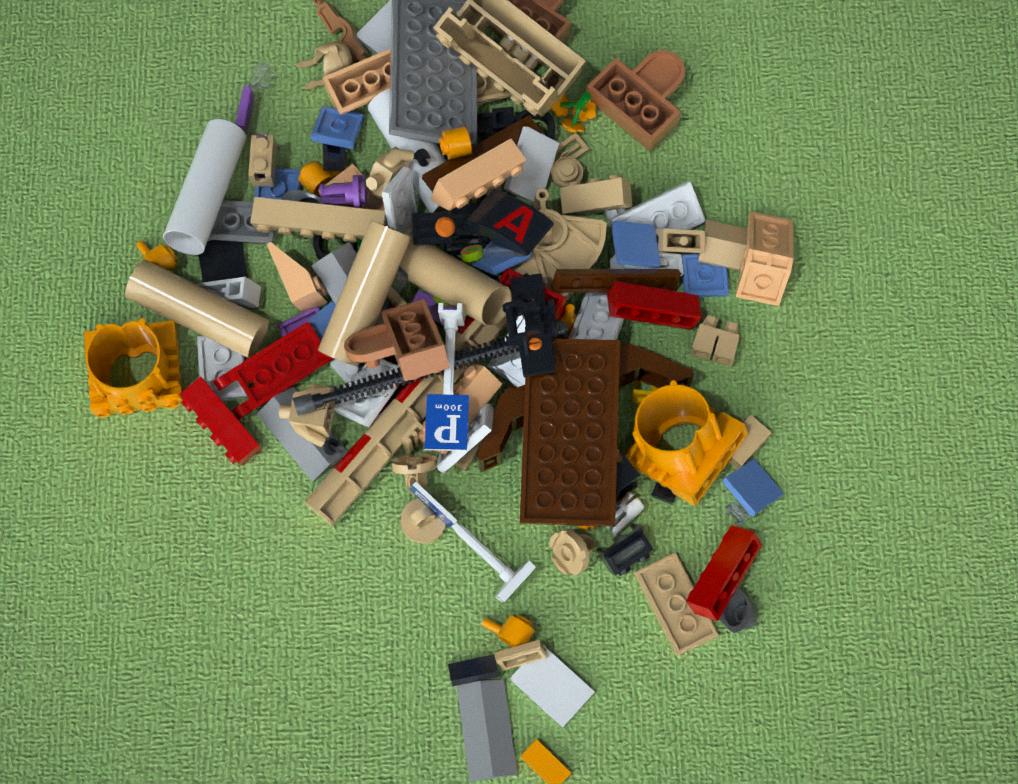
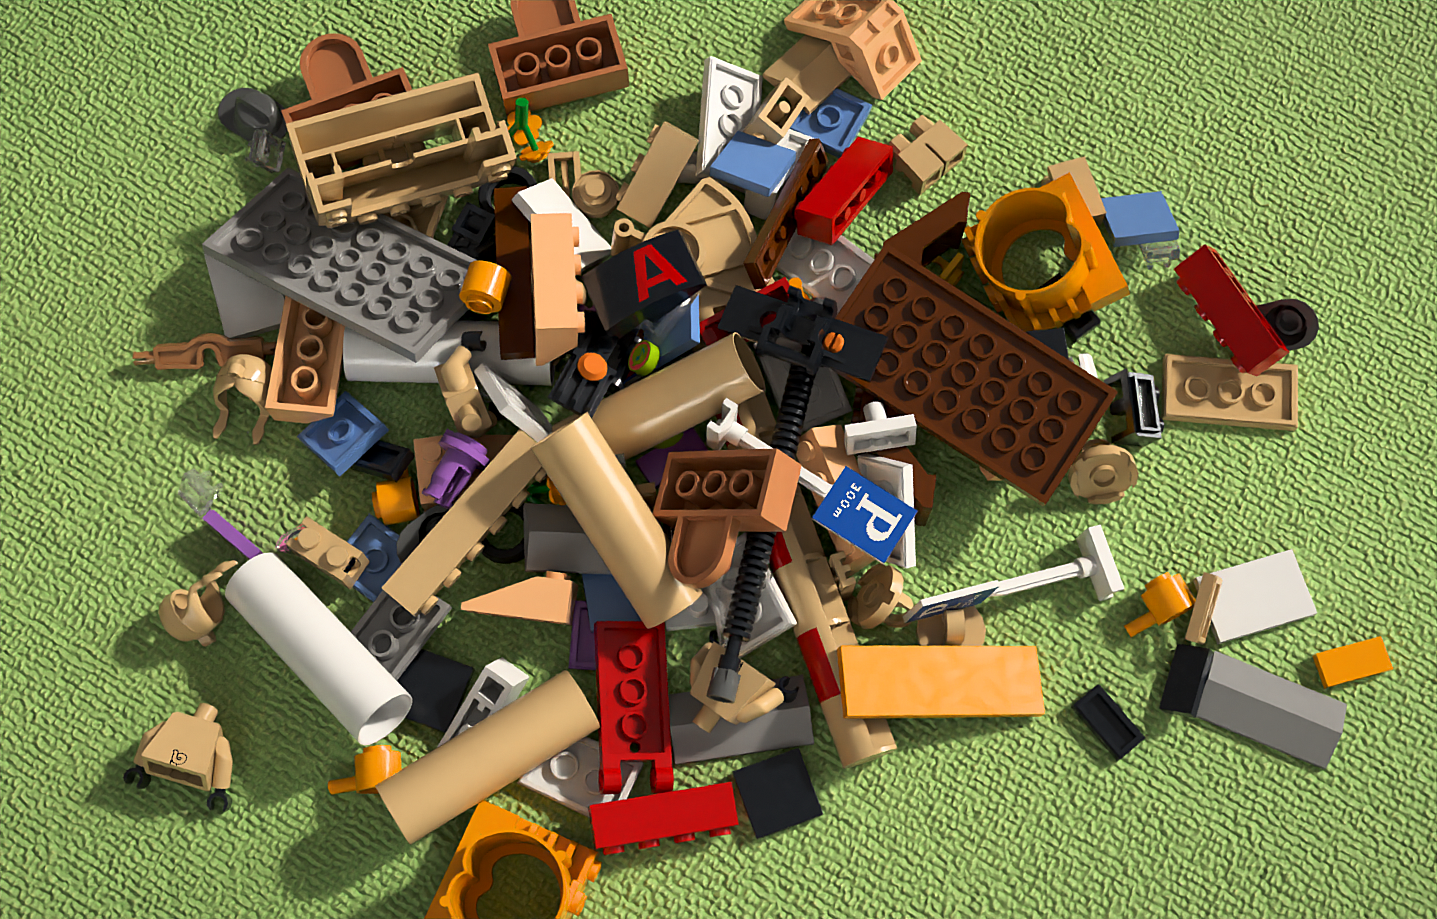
camera: 60 degrees left, 0 degrees up
(114, 161) = (188, 753): none -> tan torso
(189, 116) = (195, 617): none -> tan hair
(271, 477) = (777, 793): none -> black tile
(384, 527) = (939, 681): none -> light orange tile
(422, 639) = (1108, 722): none -> black tile
(504, 403) = (879, 431): none -> white tile

